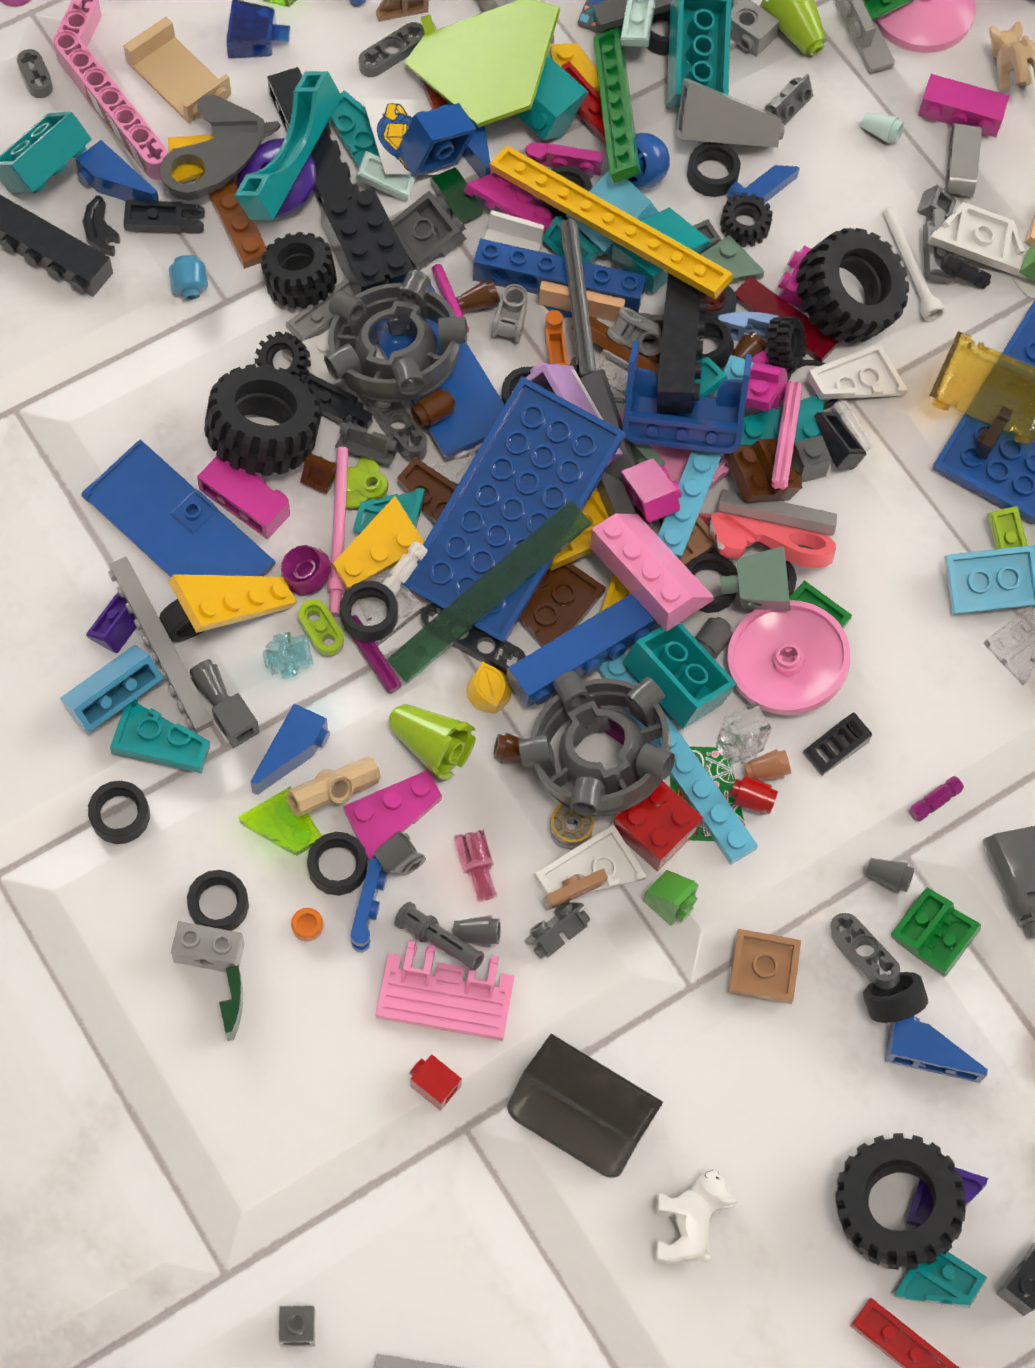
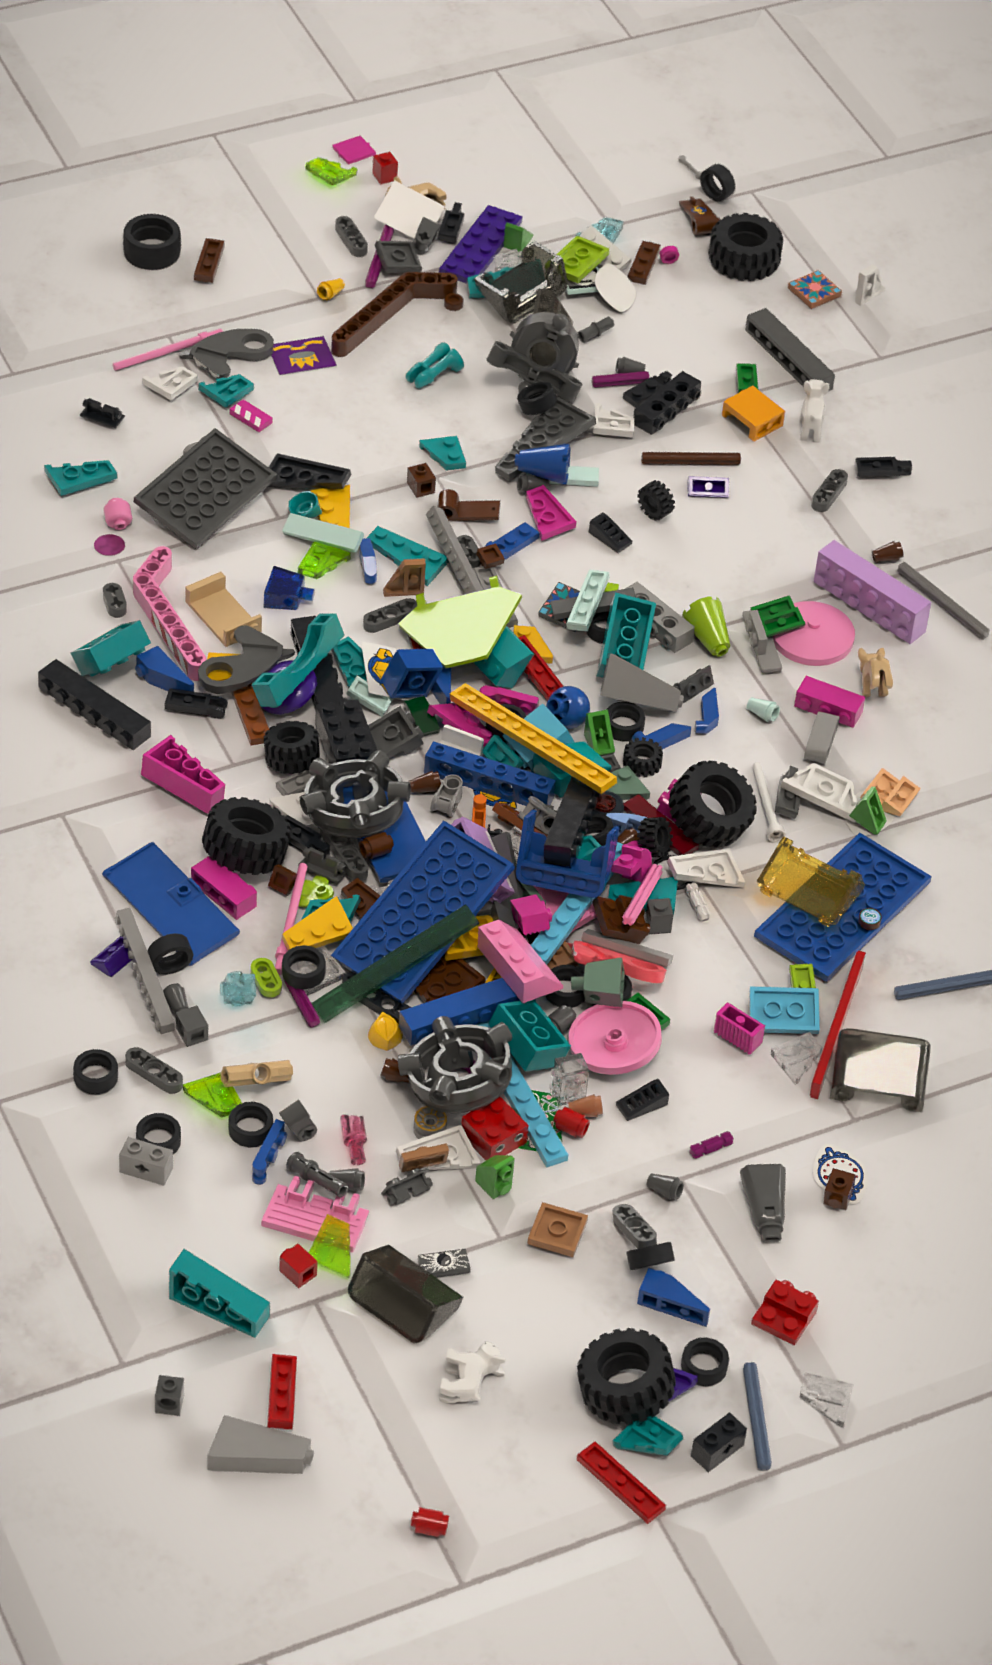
camera: 10 degrees right, 20 degrees down
(96, 229) = (143, 704): black piece -> none
(111, 688) = (104, 992): dark azure brick -> none
(154, 739) = (130, 1031): teal wing -> none
(163, 332) = (182, 775): none -> dark pink wedge
(172, 791) = (158, 1079): none -> dark grey beam
(188, 277) = (207, 743): dark azure head -> none
(224, 600) = (201, 944): yellow wing -> none
(232, 1009) = (158, 1198): dark green slope -> none
(284, 342) = (272, 791): black tyre -> none
(292, 746) = (229, 1048): blue slope -> none
(305, 569) = (260, 939): magenta hat -> none
(307, 924) = (221, 1160): orange tile -> none
(338, 1153) = (216, 1294): none -> teal wedge
(391, 810) = (311, 1093): dark pink wing -> none
(405, 566) = (336, 941): white axle -> none
(433, 738) = (338, 1054): lime cone -> none
(446, 290) = (401, 771): dark pink bar -> none
(448, 1296) = (282, 1392): none -> red tile
(477, 1046) = (332, 1246): none -> clear neon green wing
(578, 297) = (499, 784): dark grey axle -> none
(599, 305) = (501, 793): light nougat tile -> none
(616, 106) = (554, 666): green plate -> none
(625, 1042) = (445, 1262): none -> tile
(686, 192) = (599, 732): none -> bright green slope
(816, 141) = (709, 712): none -> blue piece
(840, 442) = (684, 907): black slope -> none
(936, 199) = (795, 760): dark grey slope -> none
(936, 931) = (692, 1227): green slope -> none
(943, 618) = (739, 1028): none -> dark pink brick
(965, 271) = (806, 810): black axle -> none
(989, 437) = (800, 915): dark brown plate -> none
(1008, 1128) = (707, 1346): none -> black tyre

